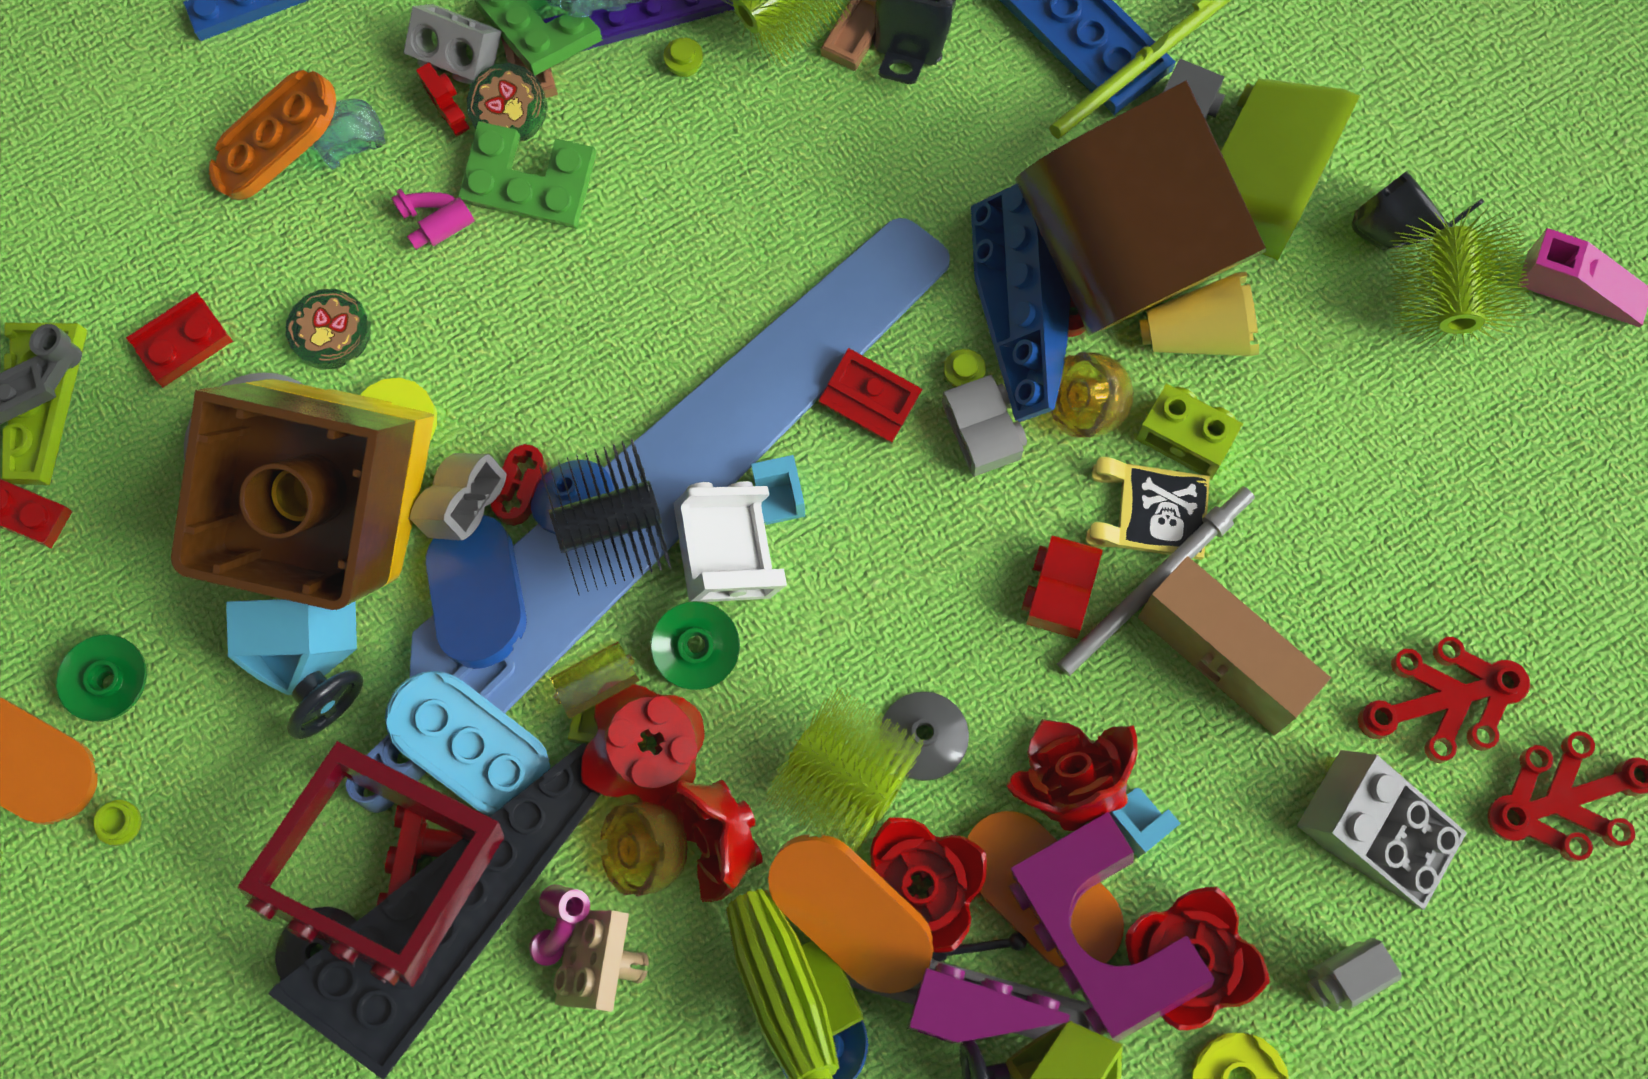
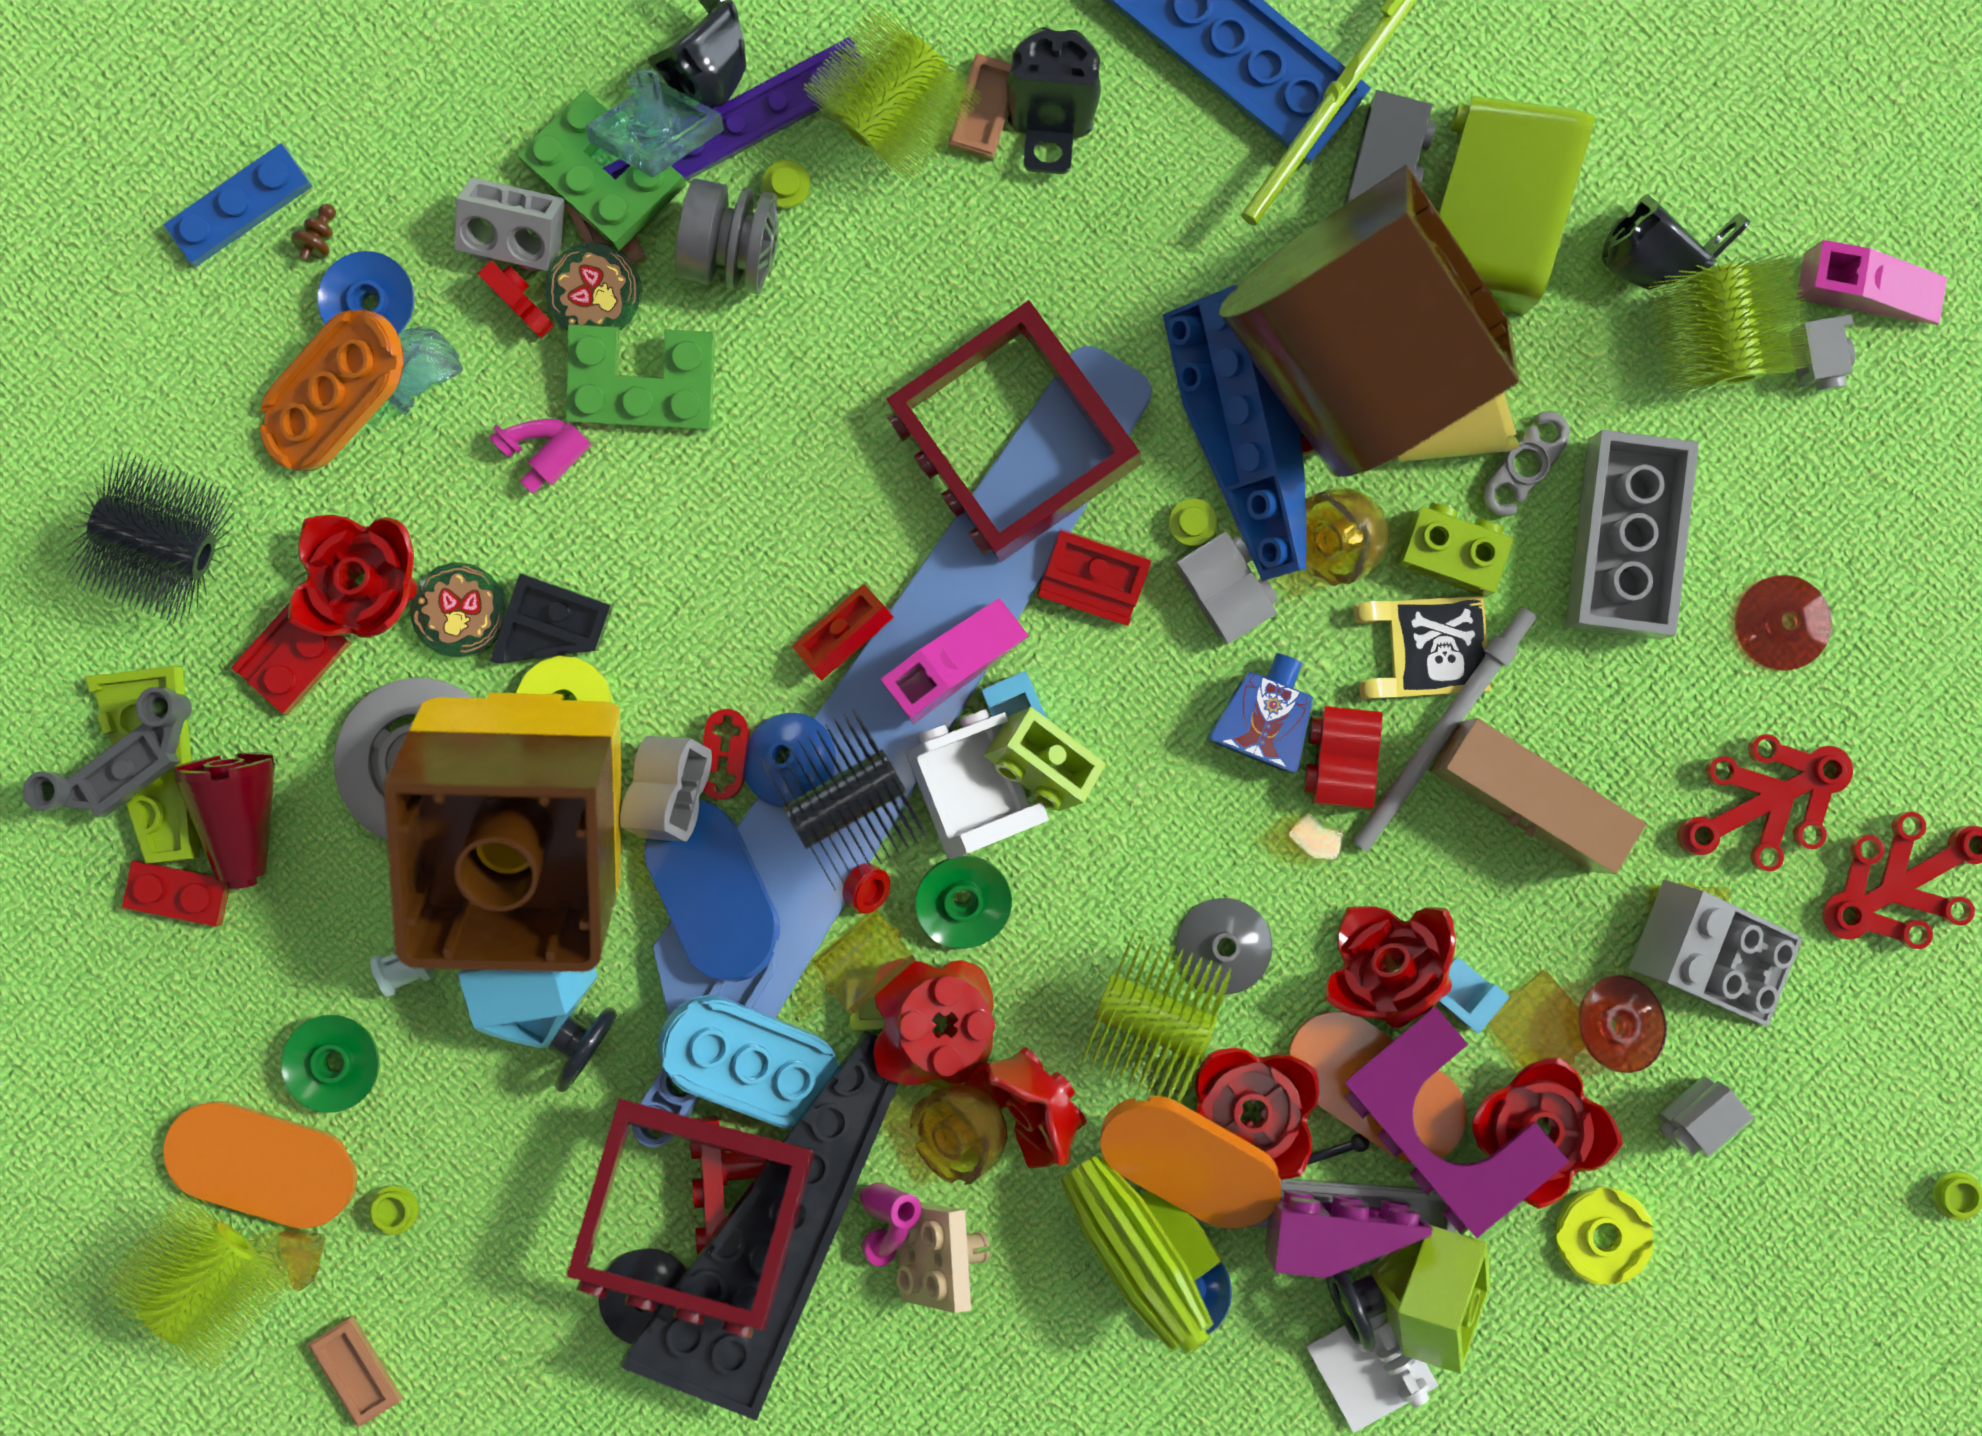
camera: 15 degrees left, 15 degrees up
(20, 846) = (301, 1255): none -> clear yellow slope
(36, 967) = (355, 1371): none -> nougat tile
(85, 448) = (231, 812): none -> dark red cone
(88, 212) = (151, 536): none -> black piece
(190, 608) = (392, 973): none -> light aqua bush
(247, 280) = (334, 556): none -> red brick
(299, 30) = (312, 240): none -> reddish brown hair
(335, 64) = (362, 275): none -> blue dish
(399, 348) = (549, 622): none -> black wing
(612, 618) = (868, 890): none -> red tile
(622, 75) = (726, 236): none -> flat silver wheel
(653, 396) = (842, 632): none -> red plate
(728, 432) = (953, 660): none -> dark pink slope
(793, 532) = (1044, 760): none -> lime brick
(849, 326) = (1124, 453): none -> dark red window
(997, 539) = (1266, 717): none -> blue torso
(1023, 653) = (1314, 839): none -> clear yellow piece
(1207, 859) = (1539, 1022): none -> clear yellow piece
(1246, 382) = (1545, 452): none -> light grey piece
(1299, 873) = (1638, 1020): none -> clear red dish
(1349, 443) = (1632, 535): none -> light grey brick
(1467, 564) = (1761, 627): none -> clear red dish
(1542, 331) = (1832, 352): none -> light grey brick

